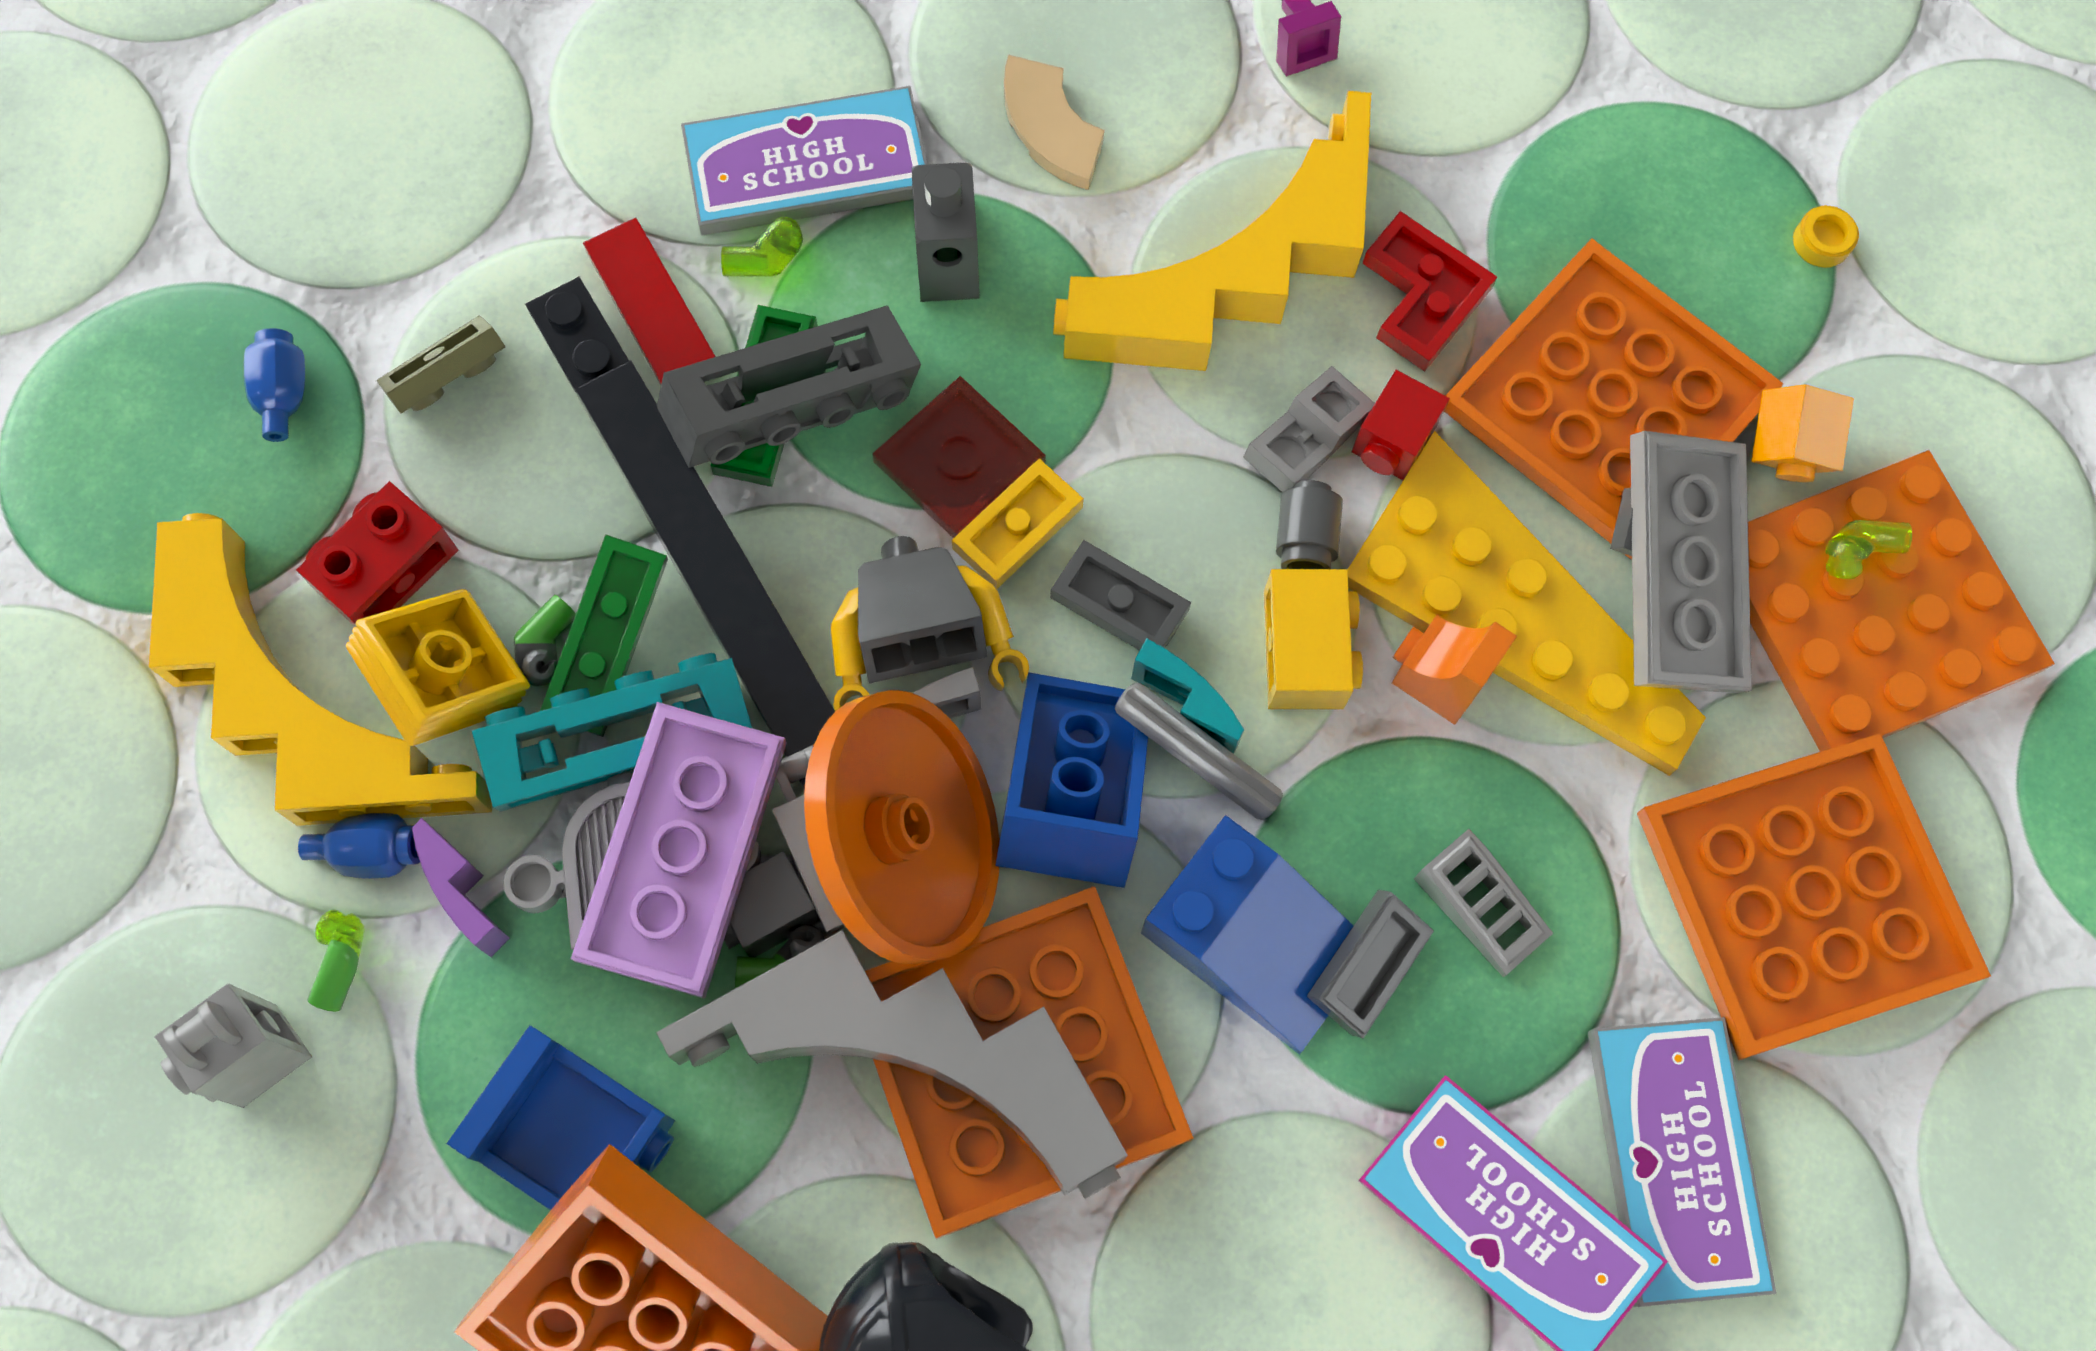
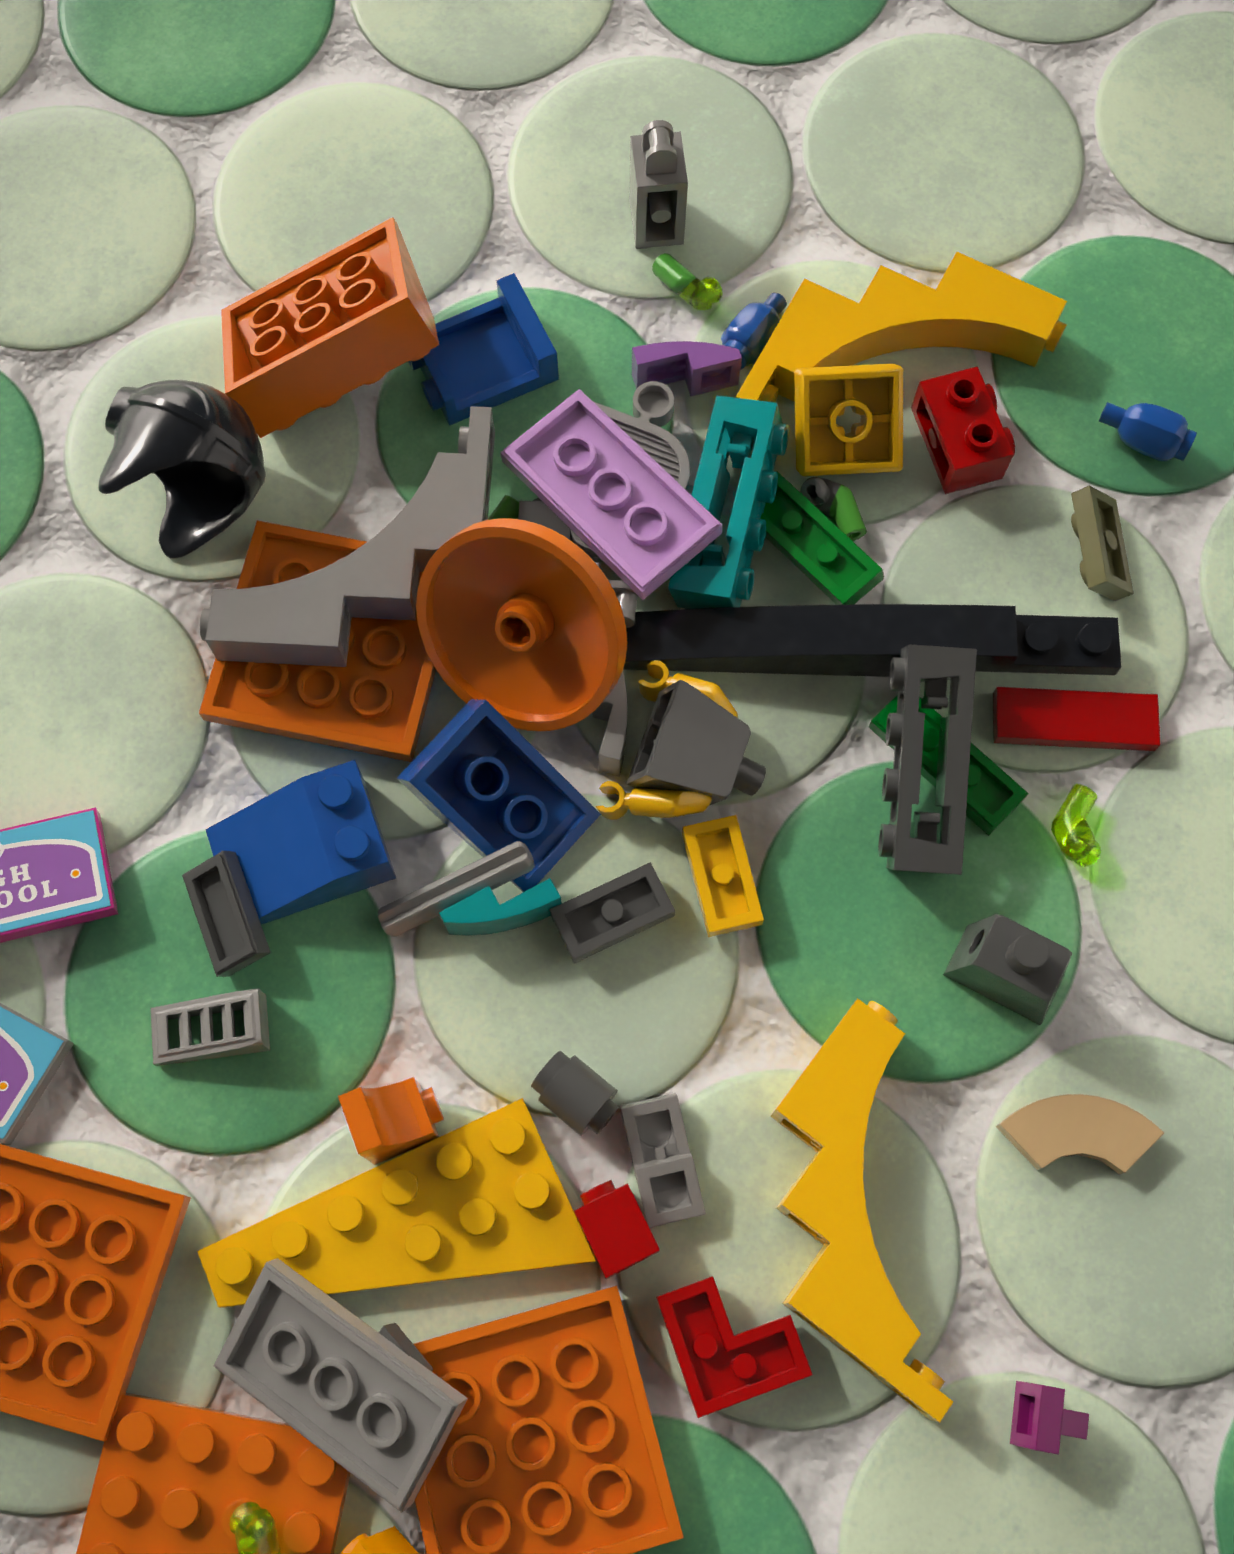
camera: 125 degrees right, 0 degrees up
(803, 159) = (1147, 910): tile -> none
(956, 456) = (808, 870): clear red tile -> none
(1311, 639) = (486, 1031): yellow brick -> none

